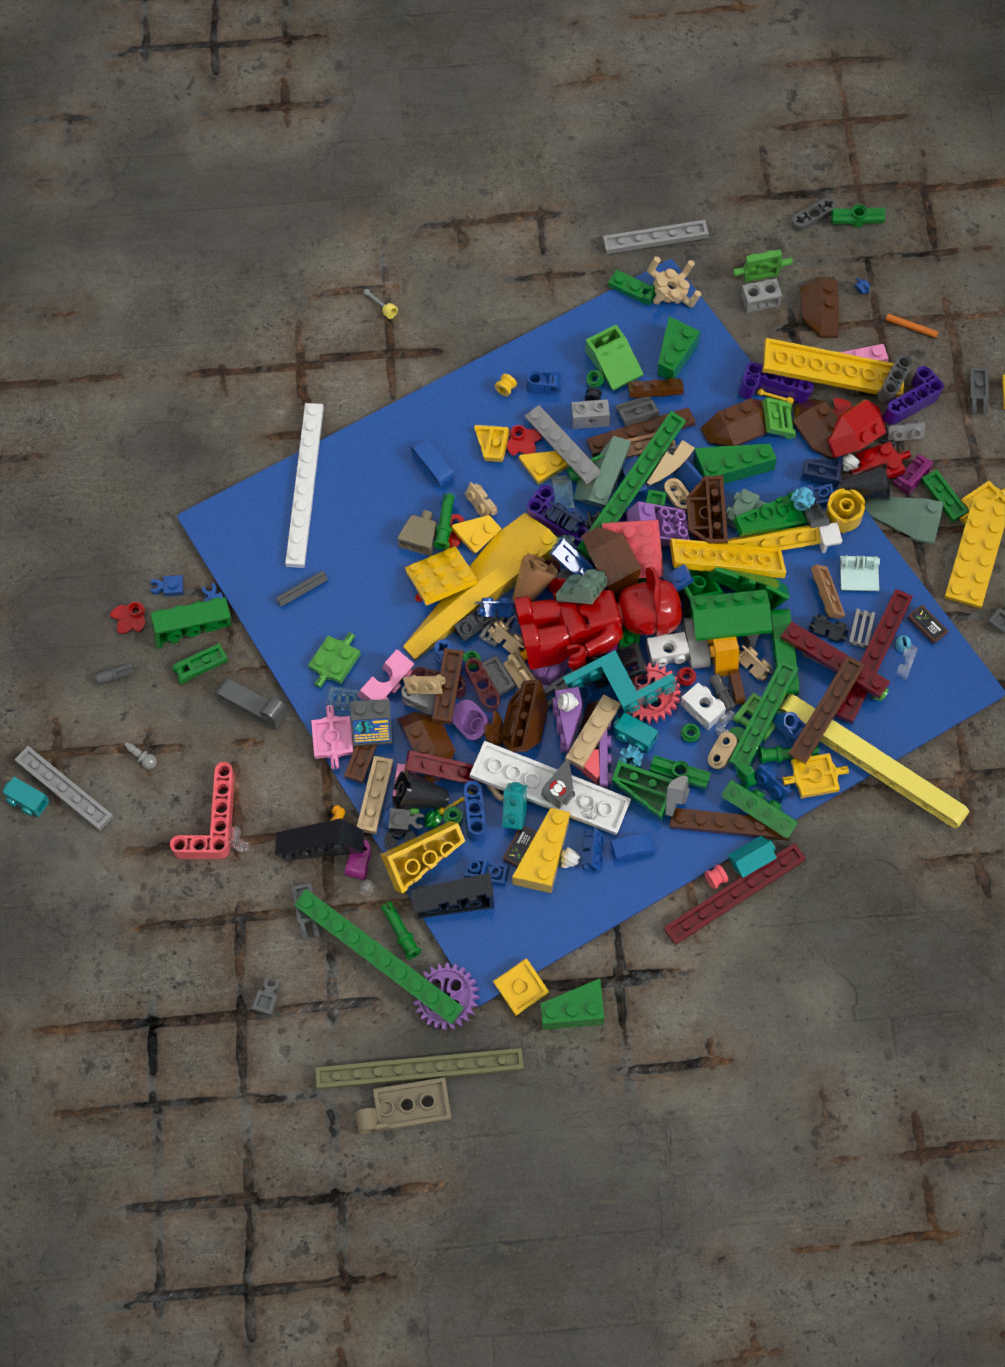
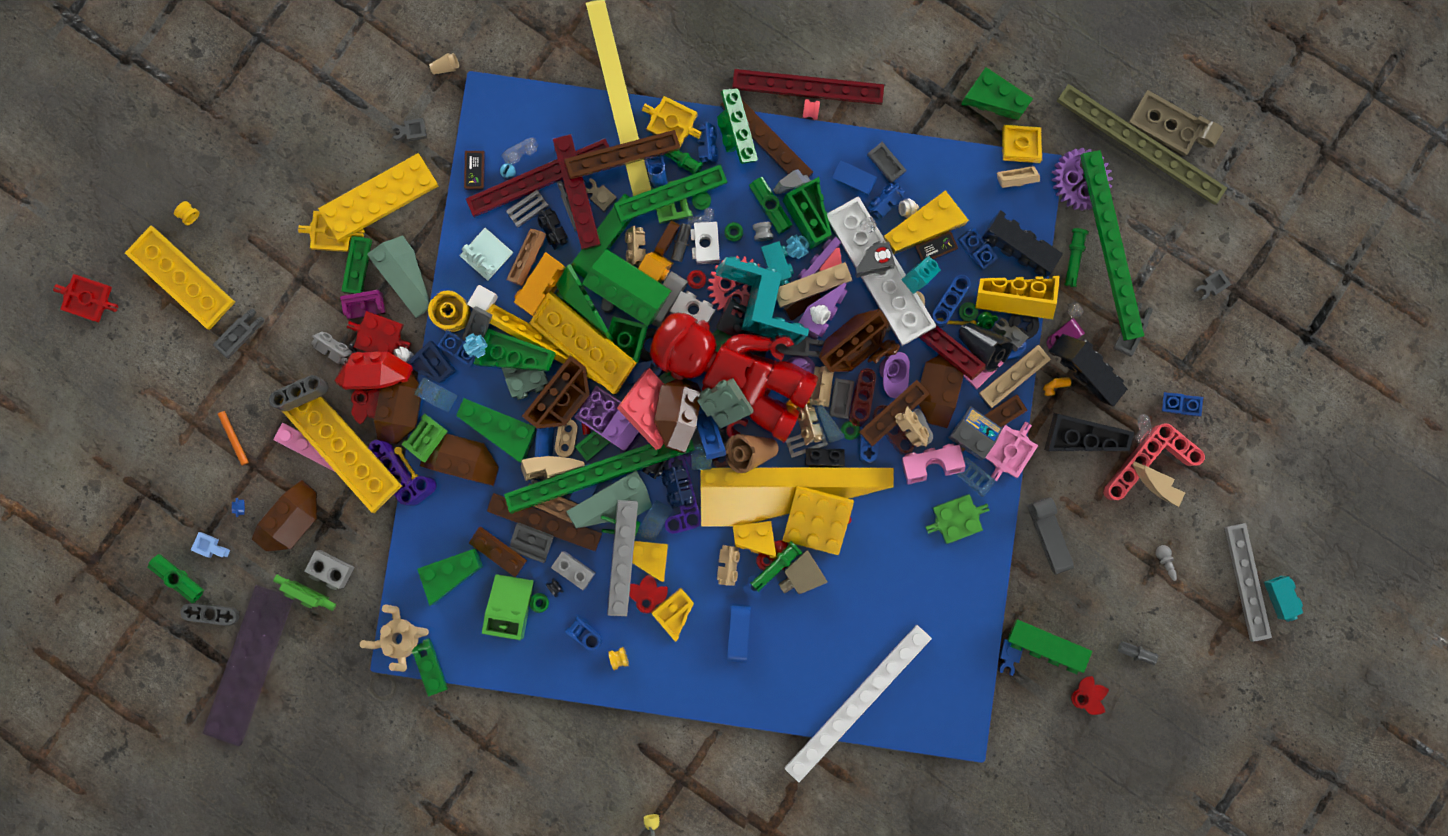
camera: 140 degrees left, 20 degrees up
(170, 586) = (1035, 699): blue plate -> none
(193, 800) = (1159, 484): none -> tan slope
(200, 663) = (1063, 605): green plate -> none
(219, 884) = (1182, 404): none -> blue slope
(281, 795) = (1082, 435): none -> black wedge
(301, 588) = (937, 605): dark grey axle -> none
(488, 607) = (792, 450): blue hinge -> none
(489, 648) = (831, 429): none -> clear light blue slope
(501, 952) = (1018, 177): none -> tan plate
(618, 879) = (886, 162): none -> dark grey plate
(655, 236) = (363, 704): light grey plate -> none
(668, 748) = (762, 231): none -> light grey wheel
(681, 577) = (638, 348): blue plate -> none
(724, 751) = (724, 195): tan plate -> none
(746, 774) = (726, 158): green plate -> none
(752, 856) = (772, 100): teal brick -> none
(756, 203) = (248, 665): none -> clear purple plate
(798, 450) = (435, 395): none -> clear light blue slope
(798, 579) = (539, 284): none -> light orange wedge
(815, 680) = (601, 196): none -> dark tan plate
(858, 249) = (207, 546): none -> light blue plate
(870, 483) = (410, 318): black cone -> none
(925, 392) = (302, 363): dark purple beam -> none

